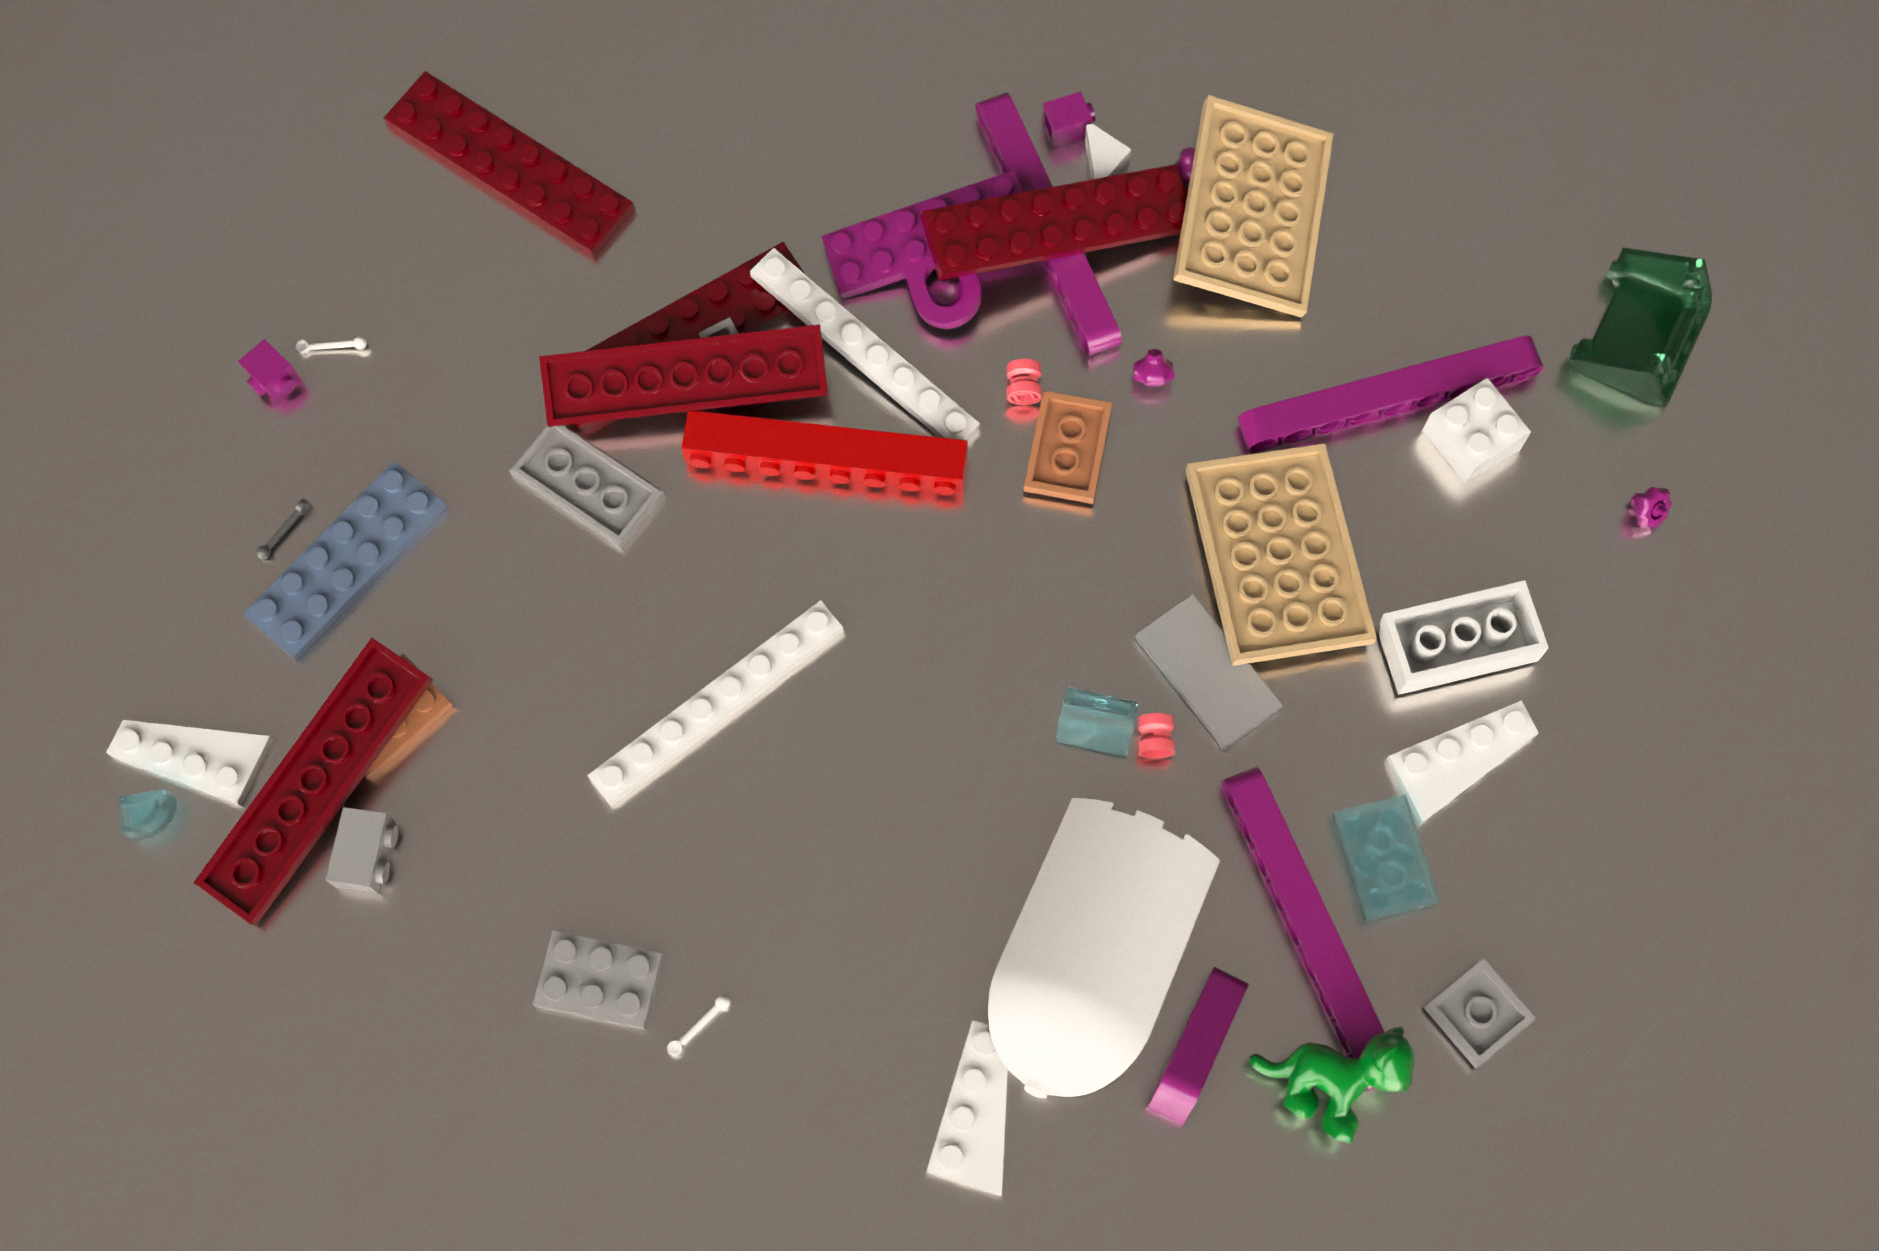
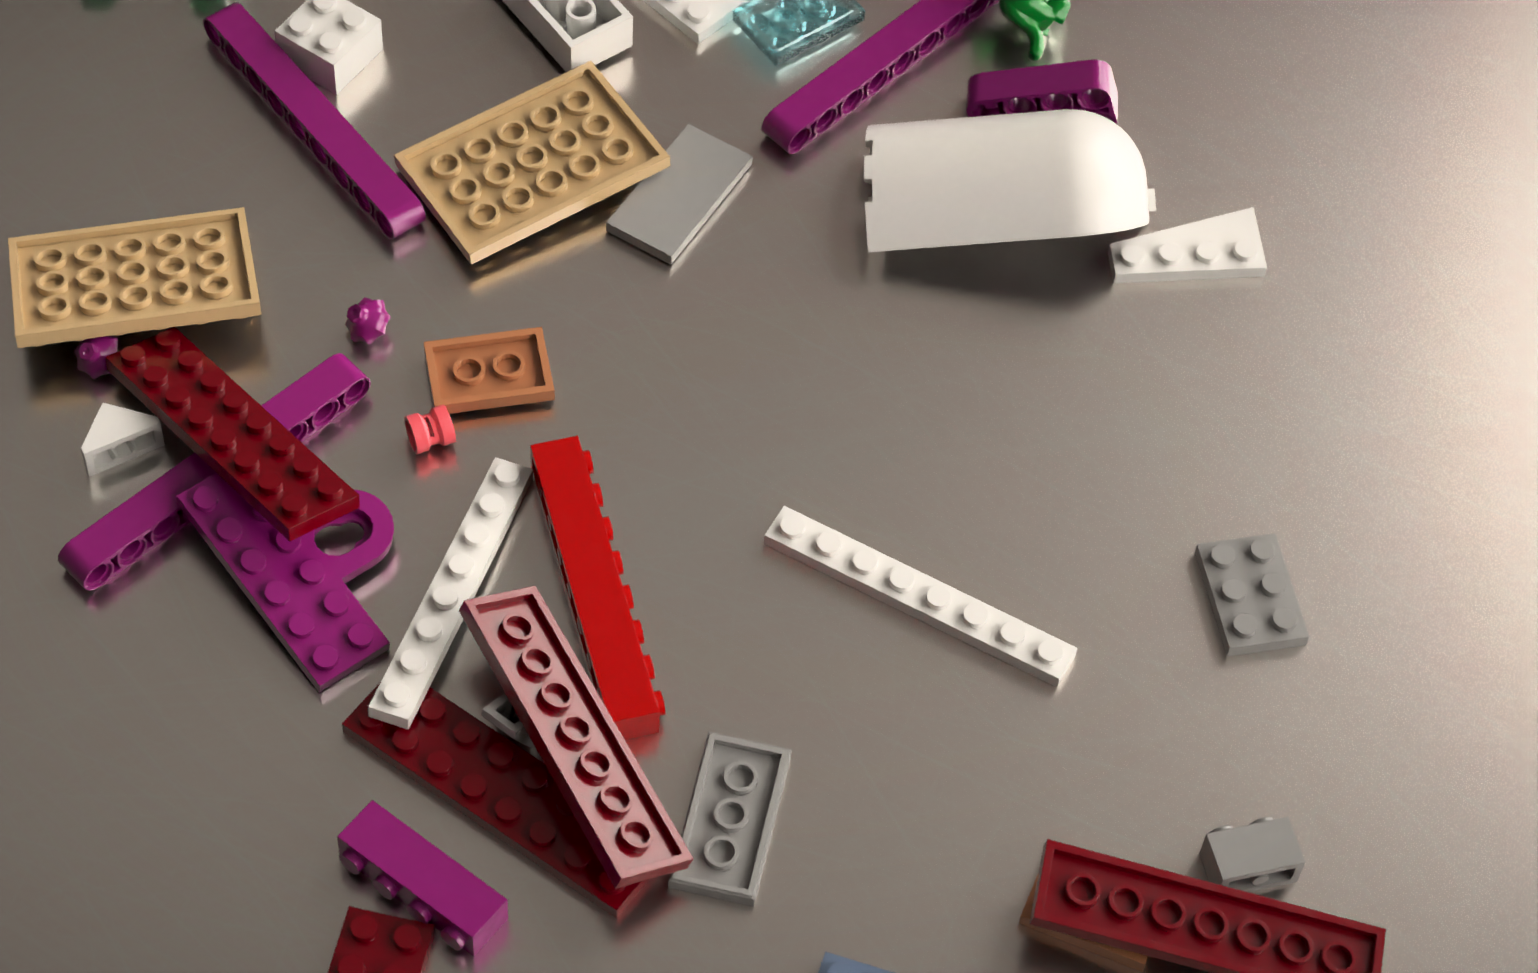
camera: 120 degrees left, 15 degrees down
(630, 252) = (422, 878): none -> magenta brick
(675, 1047) = (1274, 507): white hinge -> none
(1067, 119) = (73, 488): magenta brick -> none
(1096, 721) = (773, 261): clear light blue panel -> none
(1156, 735) = (769, 209): coral wheel -> none

